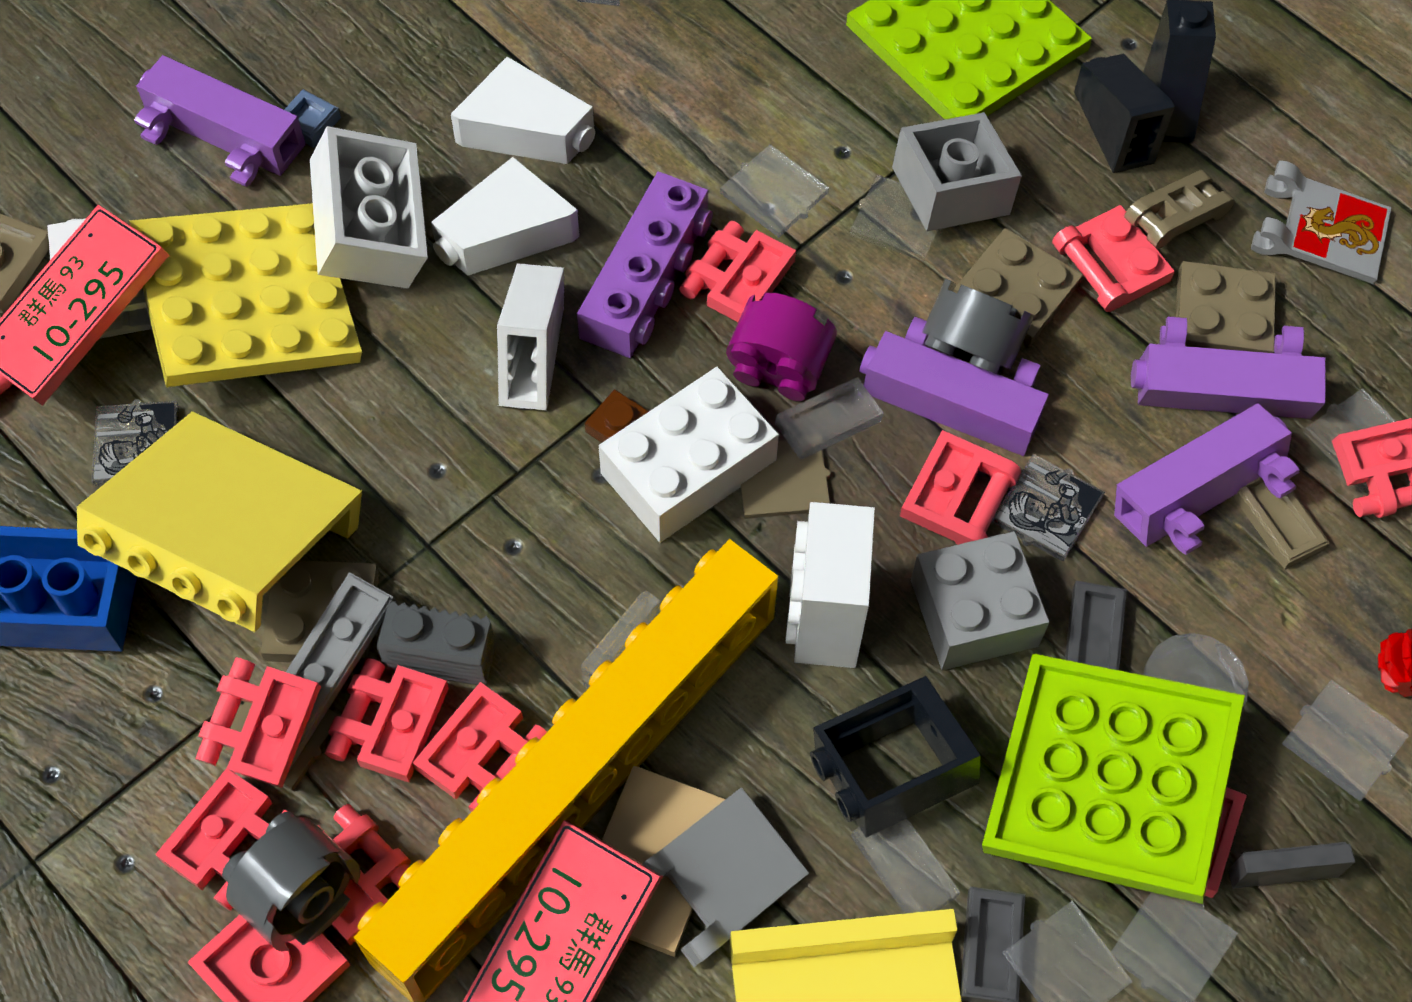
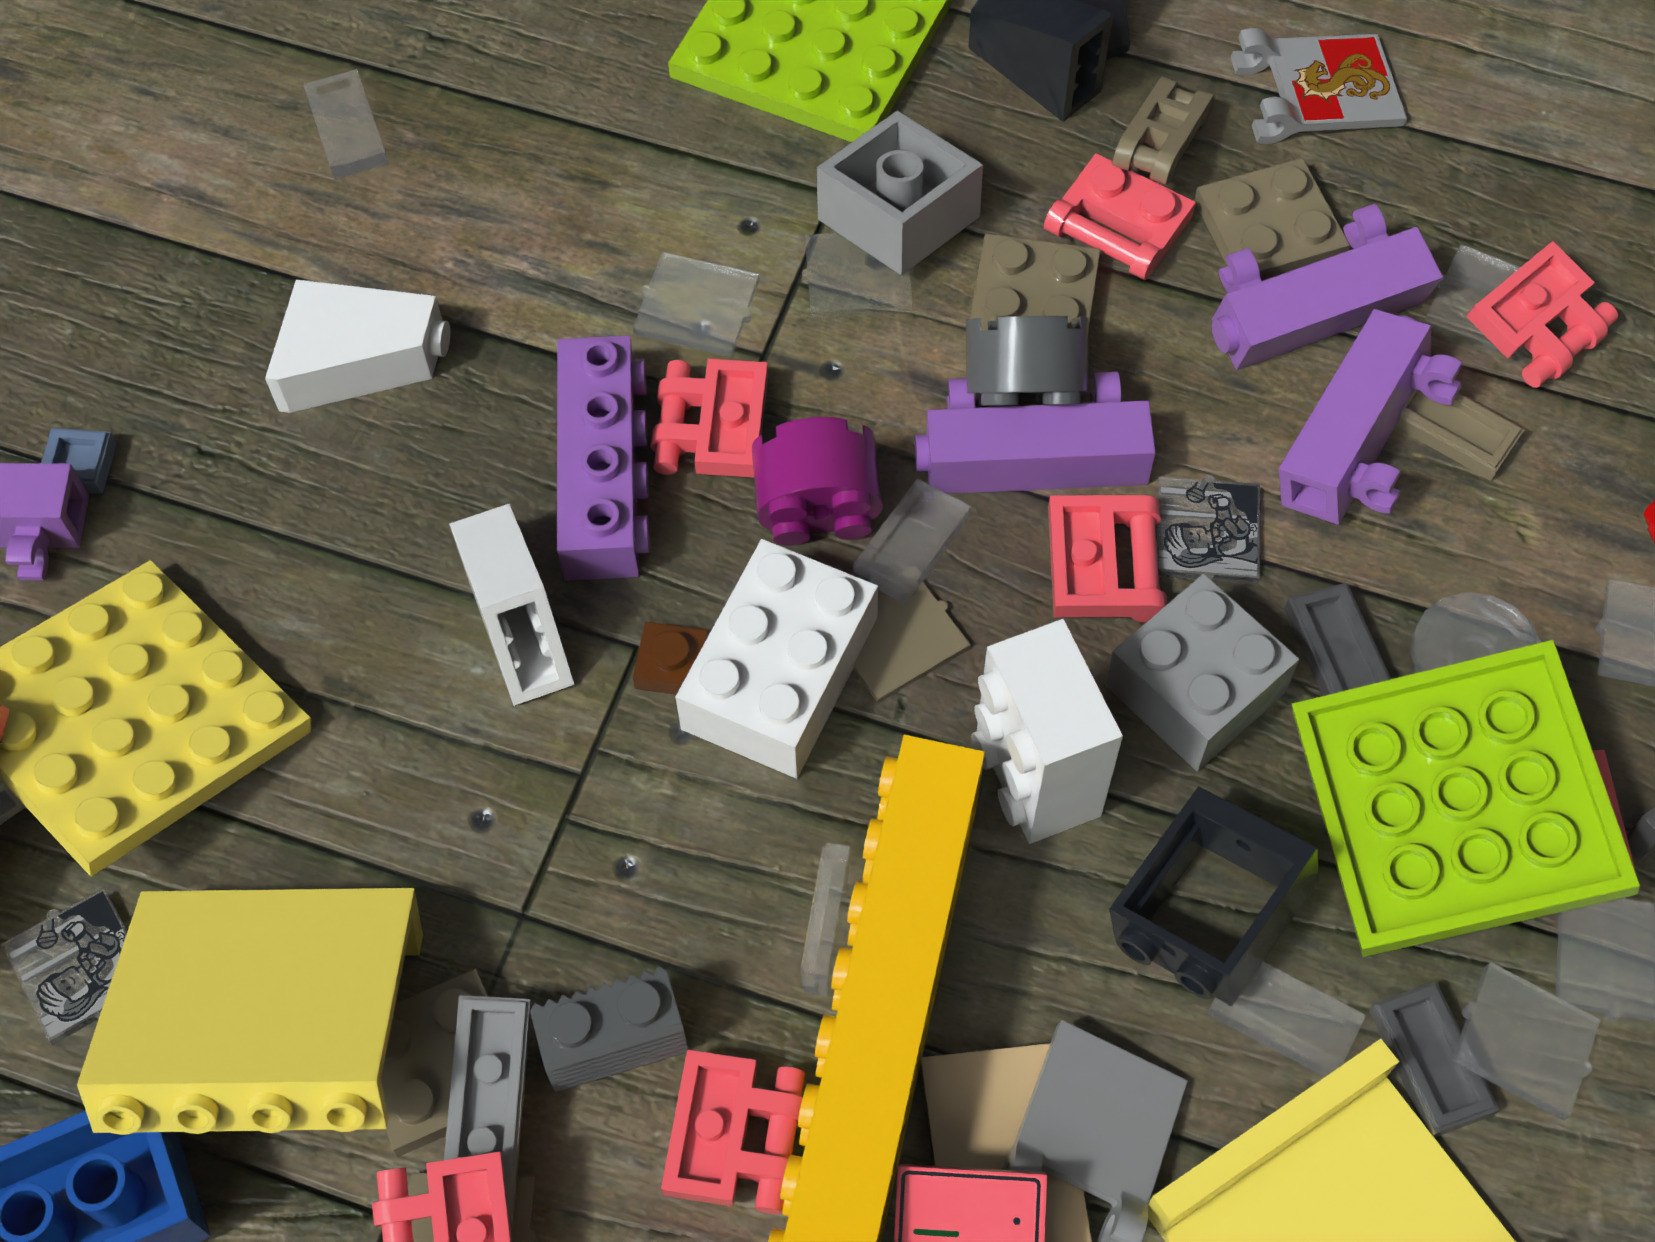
camera: 25 degrees left, 0 degrees up
(367, 208) = (225, 538): white brick -> none
(400, 726) = (617, 1150): coral plate -> none
(503, 221) = (399, 479): white slope -> none

